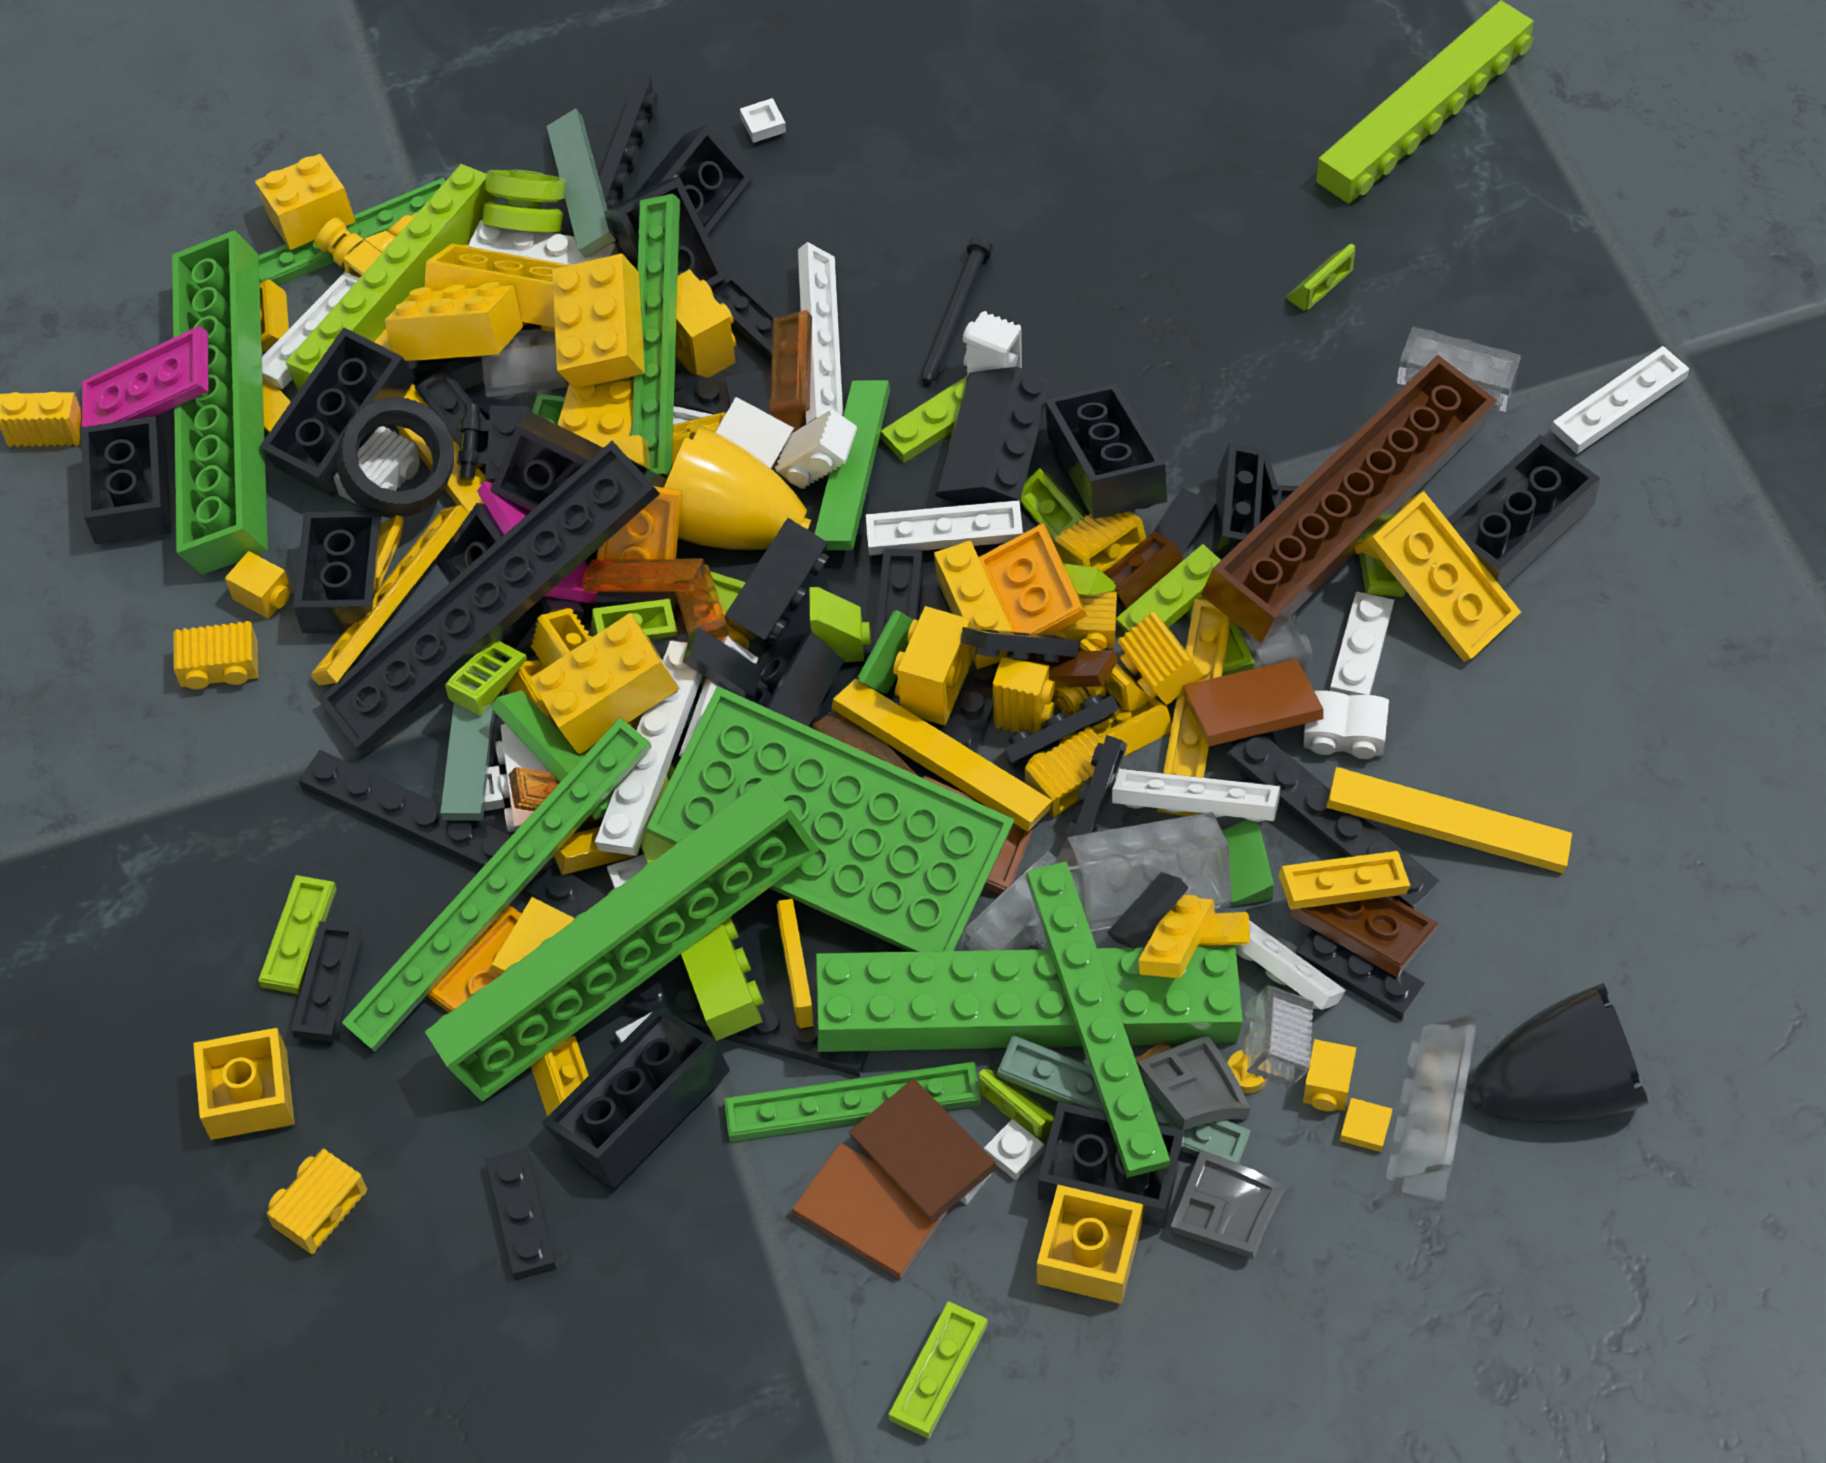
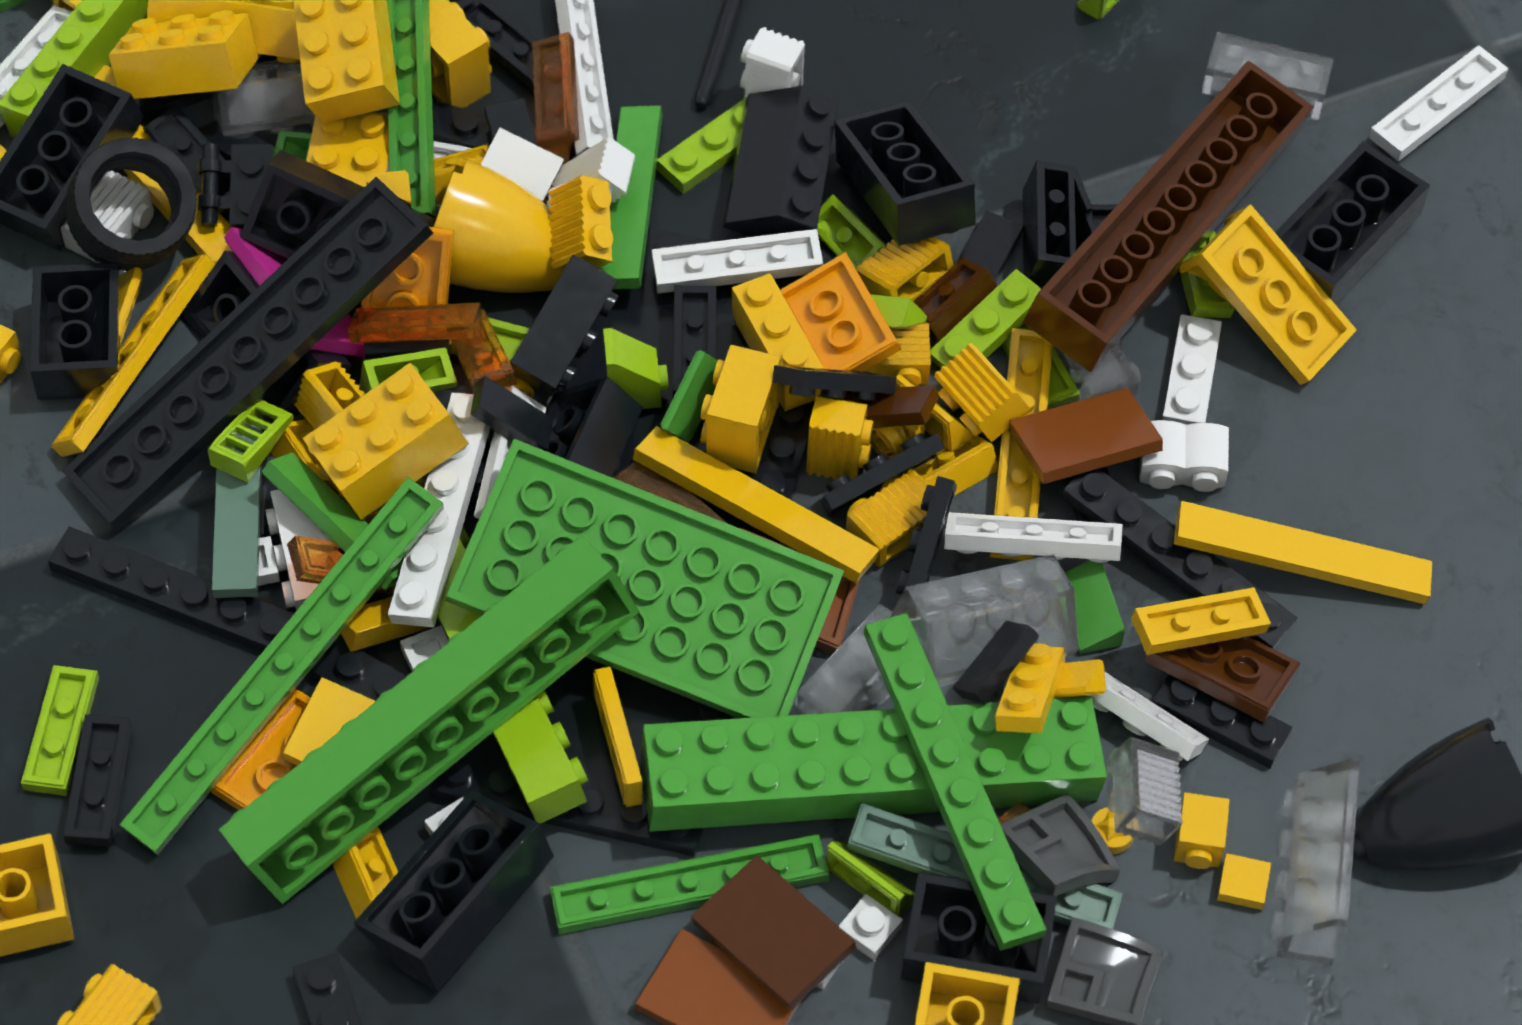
camera: 10 degrees left, 0 degrees up
(800, 487) = (581, 222): none -> yellow brick

